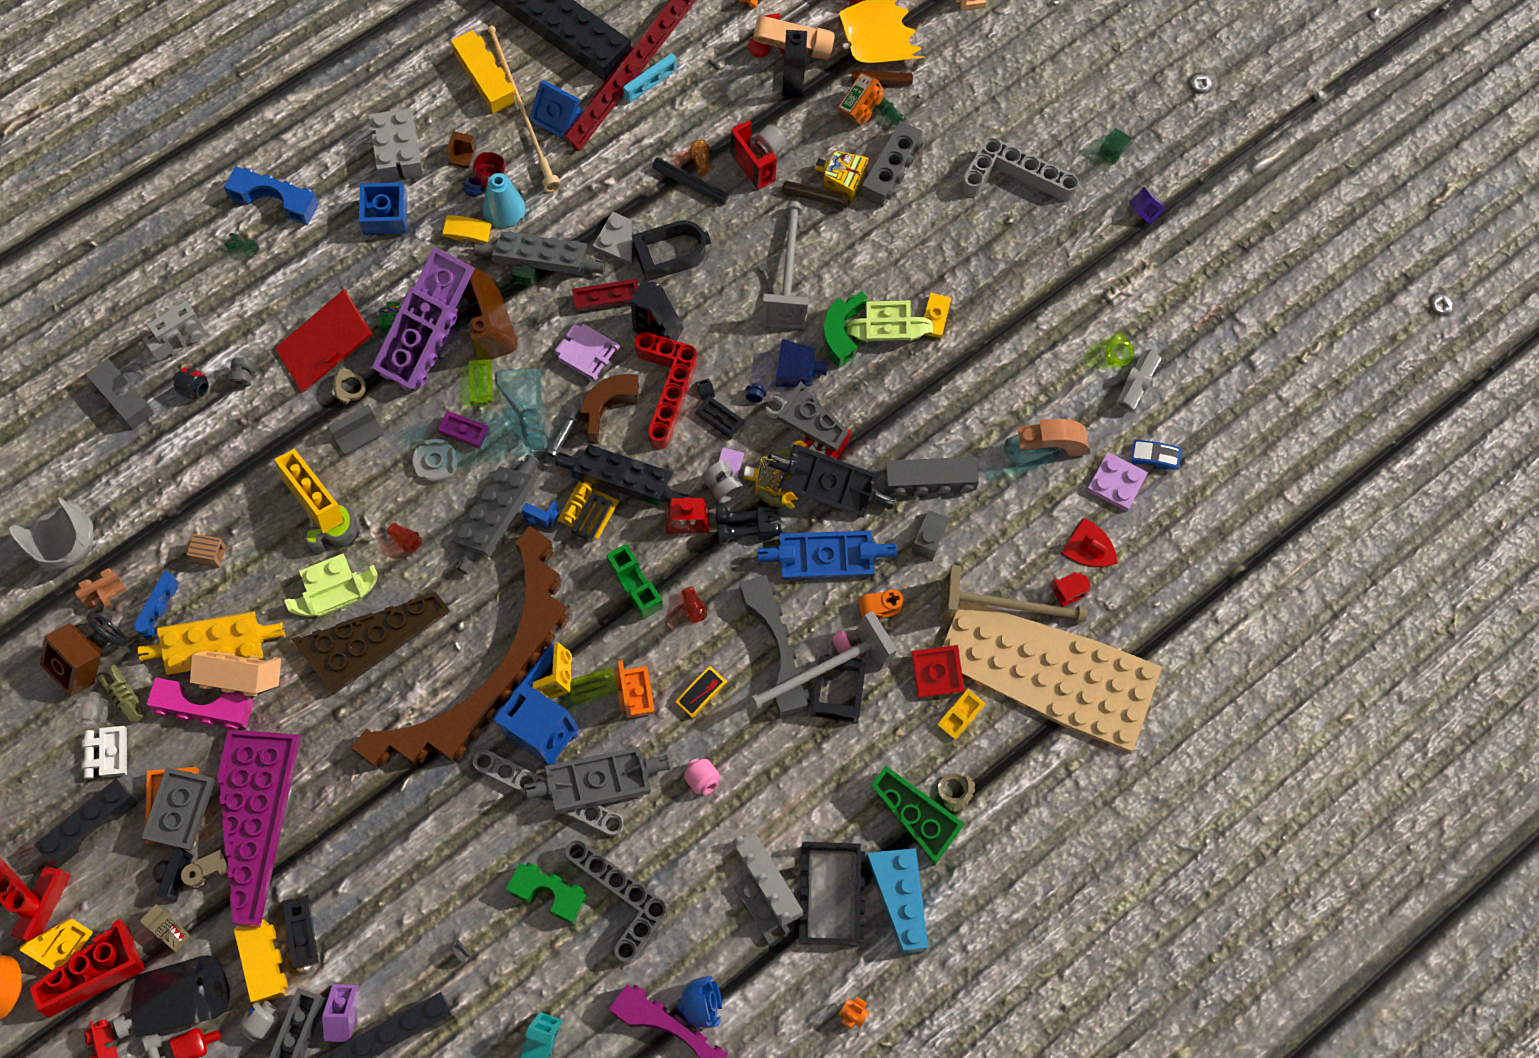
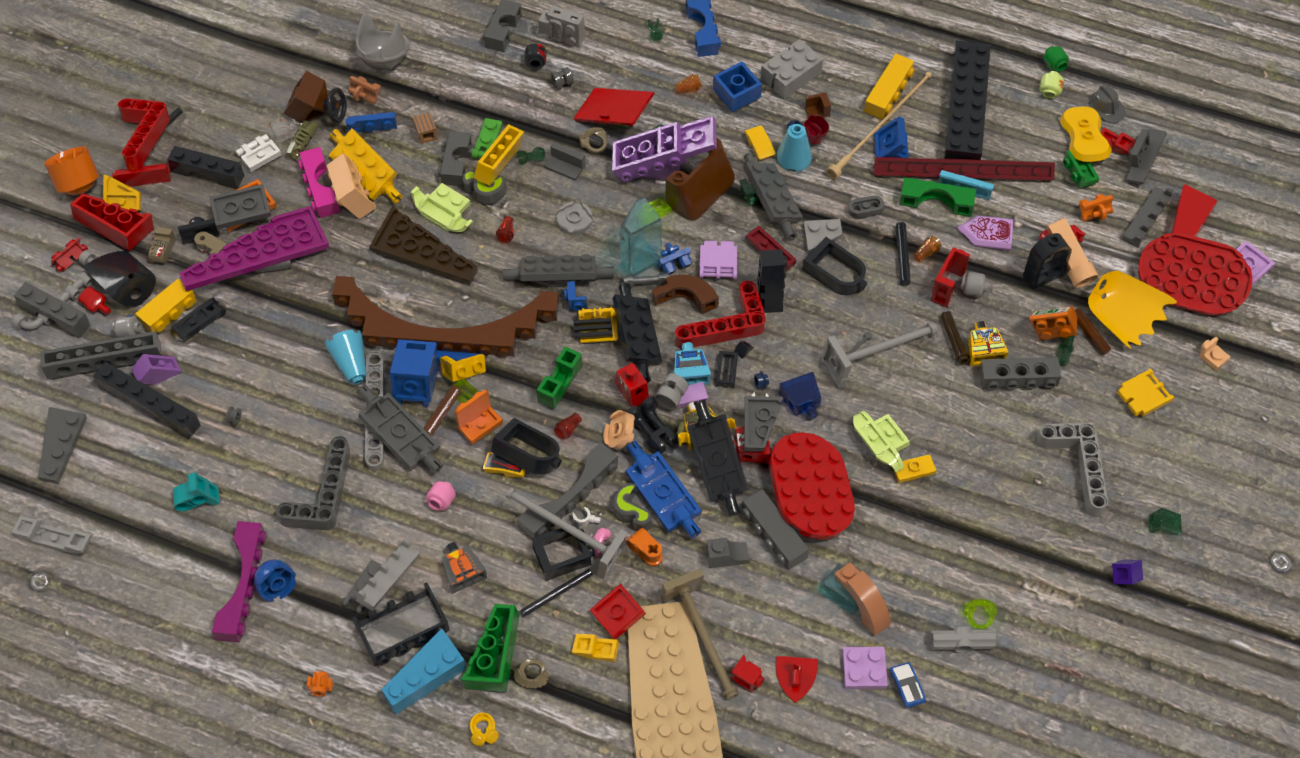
camera: 65 degrees right, 10 degrees down
(266, 493) = (488, 134): none -> bright green plate
(287, 552) = (457, 146): none -> dark grey arch
(324, 454) = (537, 153): none -> clear green arm
(342, 251) = (688, 84): none -> clear orange cone
(463, 429) = (607, 220): magenta plate -> none
(467, 785) = (348, 354): none -> medium azure cone
(529, 881) = (302, 460): green arch -> none
(554, 389) = (667, 262): none -> blue hips
(596, 721) = (442, 410): none -> reddish brown axle
(612, 181) = (865, 206): none -> dark grey plate
(663, 94) = (958, 198): none -> green arch
(692, 643) = (537, 465): none -> black window
(698, 447) = (692, 365): none -> medium azure torso
(715, 92) = (988, 232): none -> lavender tile
(743, 549) = (620, 430): none -> light nougat plate
(799, 798) = (462, 567): none -> torso
(814, 641) = (589, 519): none -> white piece
(829, 601) = (628, 511): none -> dark grey animal
(836, 342) = (853, 403): green arch -> none
(878, 720) = (556, 592): none -> black bar
(905, 414) = (811, 485): none -> red plate
(976, 77) = (1144, 394): none -> yellow plate
(998, 880) = (490, 735): none -> yellow piece

